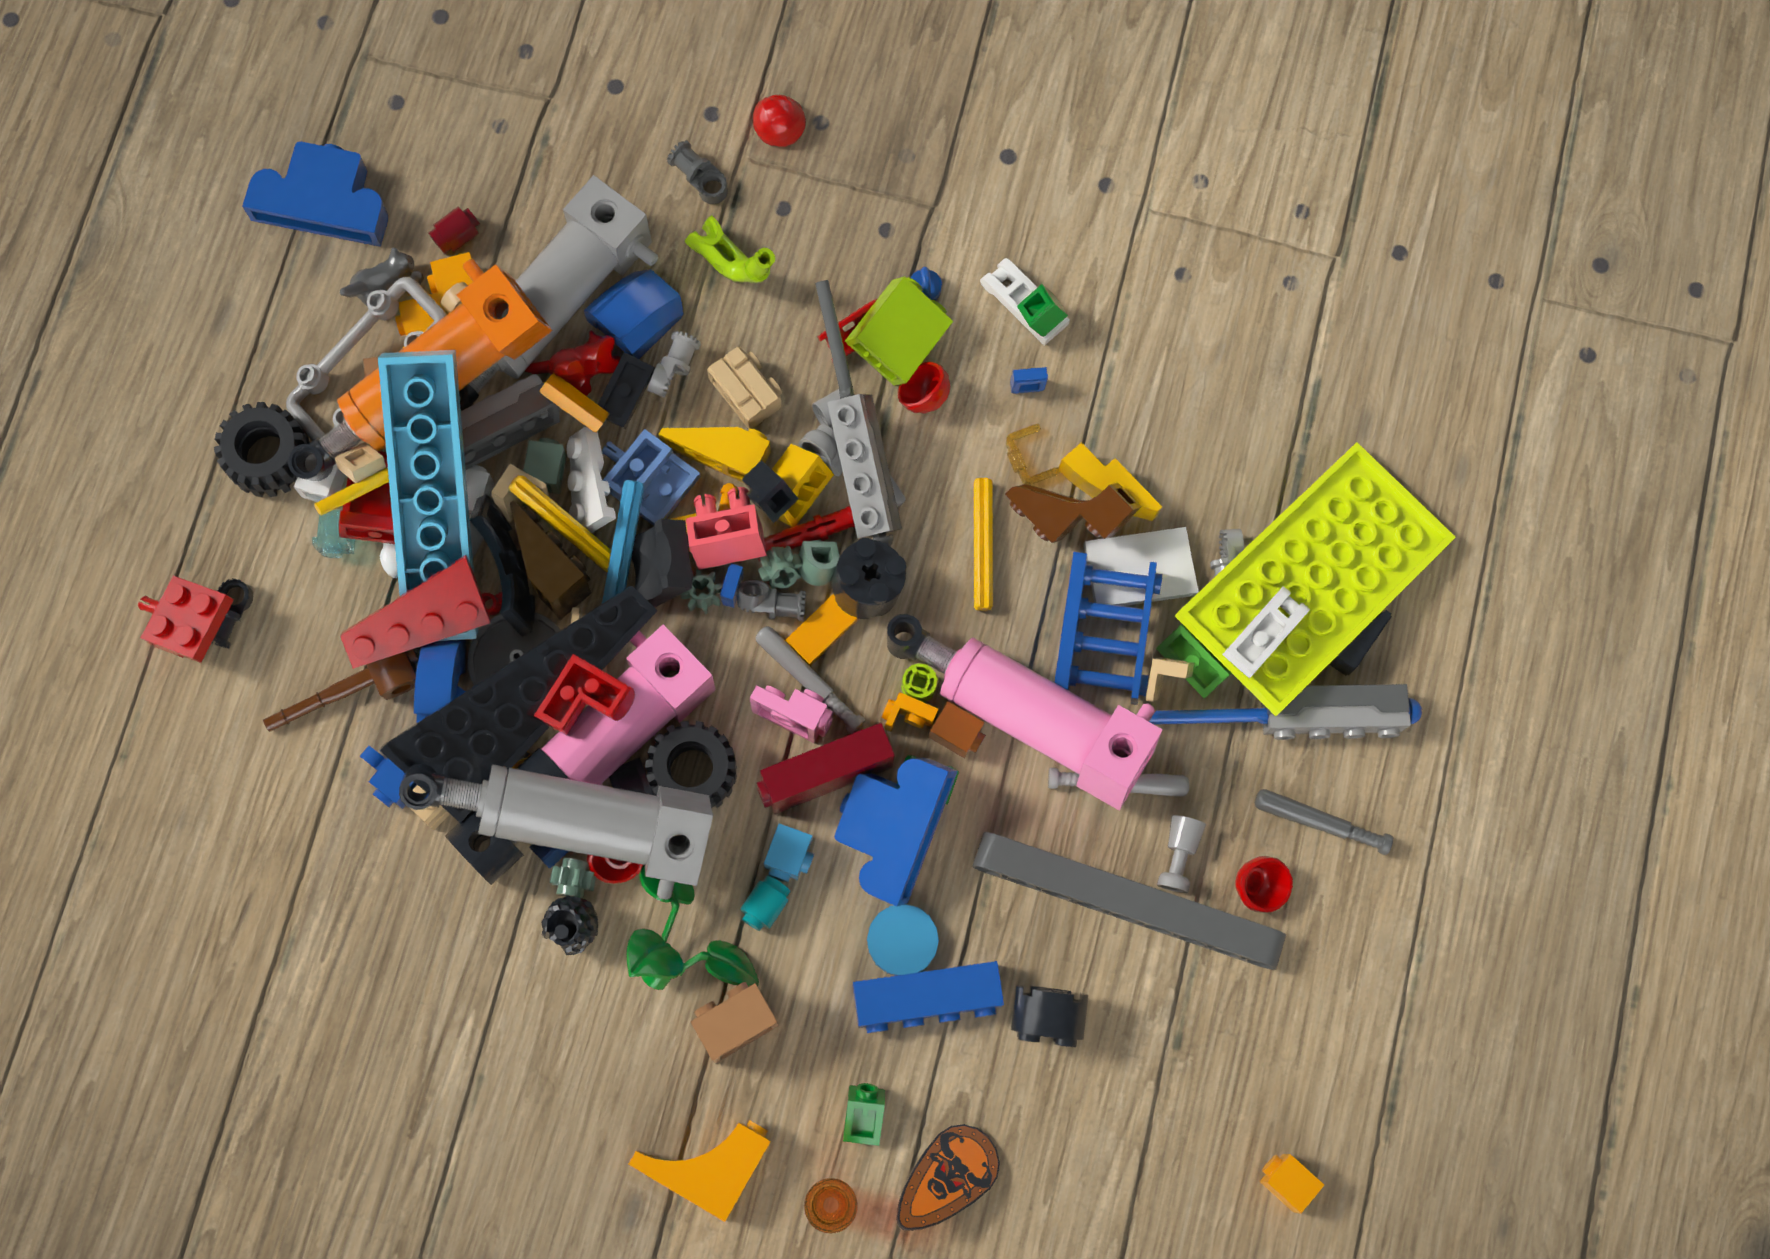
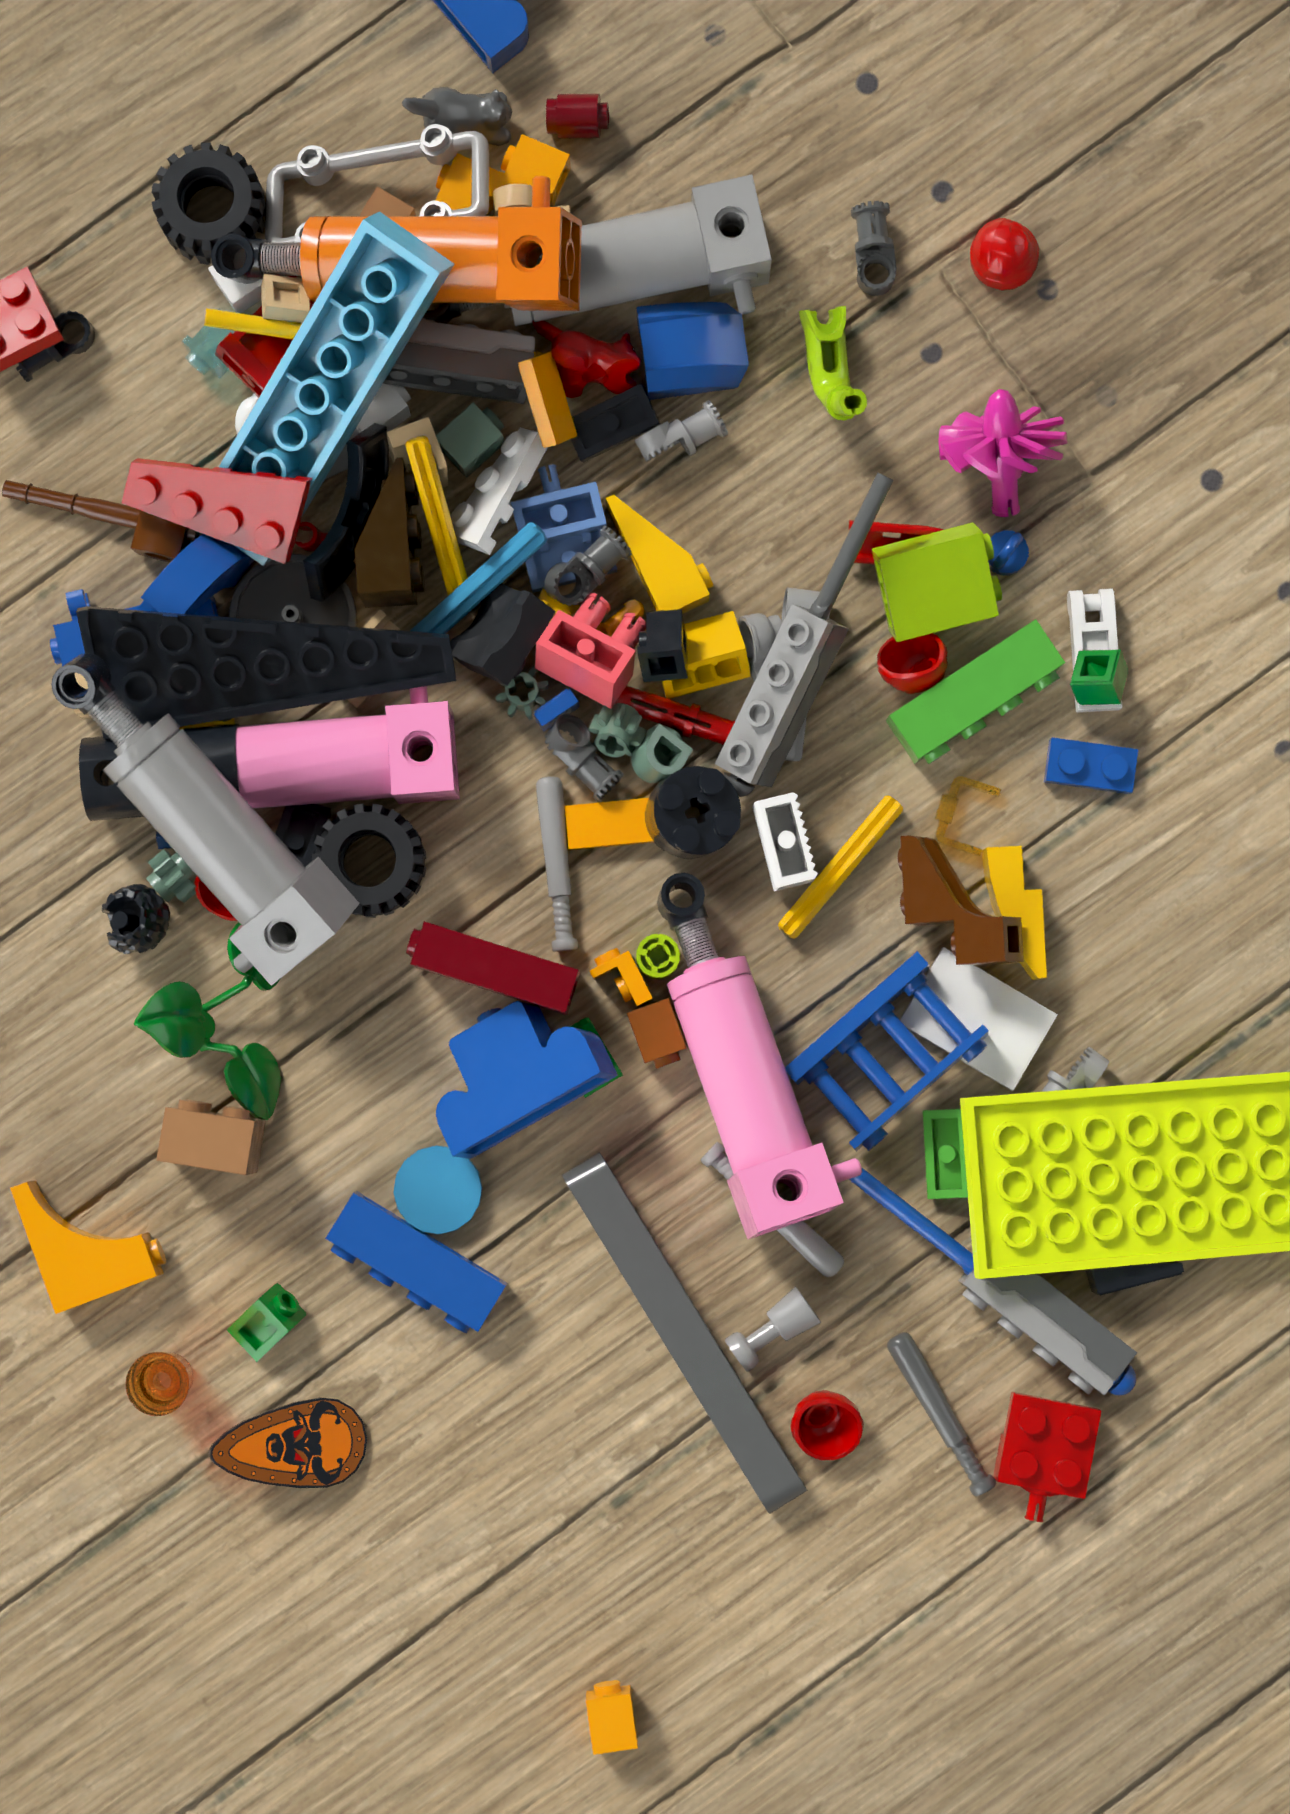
camera: 45 degrees right, 10 degrees up
(581, 686) = (313, 699): red brick -> none
(682, 483) = (587, 567): none -> dark grey connector
(745, 387) = (734, 515): tan brick -> none
(765, 903) = (335, 1048): teal brick -> none
(789, 854) = (395, 1019): dark azure brick -> none
(801, 715) = (516, 894): bright pink plate -> none
(872, 221) = (999, 444): none -> dark pink piece
(938, 552) = (784, 841): none -> white brick
(976, 378) = (975, 692): none -> bright green brick
(1028, 380) = (1026, 737): blue tile -> none
(1049, 1014) = (513, 1377): black brick -> none
(1080, 369) = (1091, 765): none -> blue plate
(1165, 666) = (910, 1143): tan panel -> none
(1265, 633) = (1032, 1190): white plate -> none
(1404, 789) = (1046, 1449): none -> red plate

